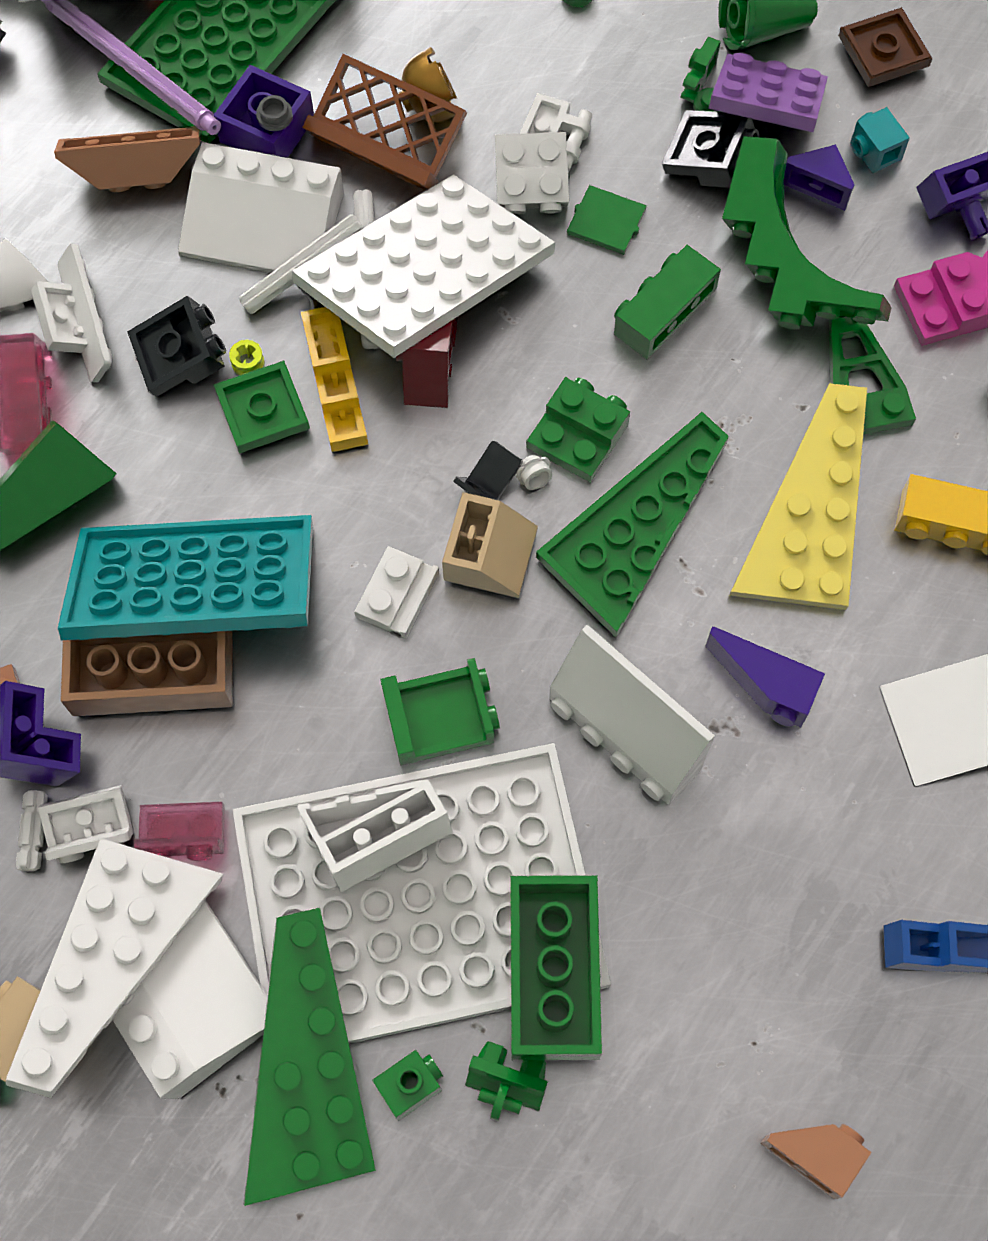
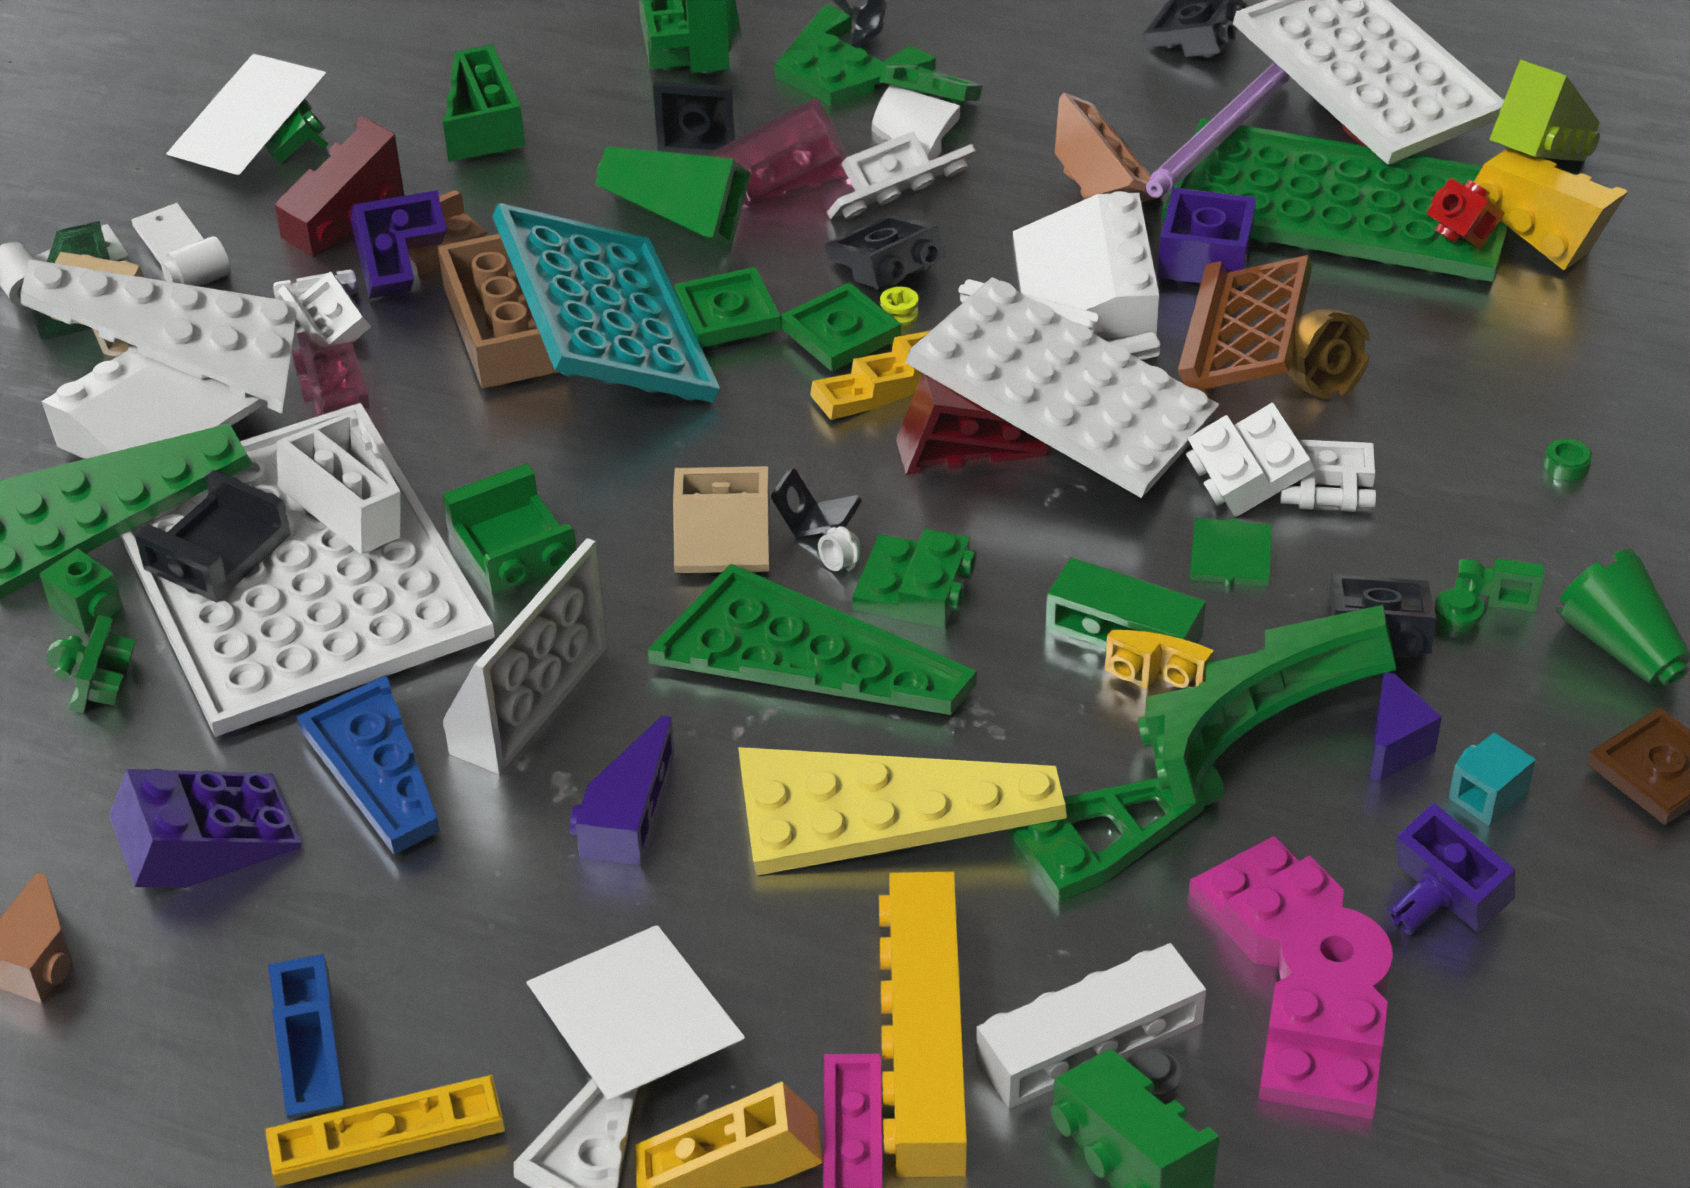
camera: 75 degrees right, 25 degrees down
(202, 485) = (728, 307): none -> green plate
(274, 113) = (1192, 219): dark grey plate -> none
(394, 953) = (217, 539): none -> black panel
(396, 592) = (644, 475): white plate -> none
(555, 968) = (209, 646): green brick -> none
(671, 862) = (374, 762): none -> blue wing
(717, 298) = (1148, 656): none -> yellow slope
(719, 1006) = (198, 824): none -> dark purple slope
(769, 92) = (1493, 643): medium lavender plate -> none

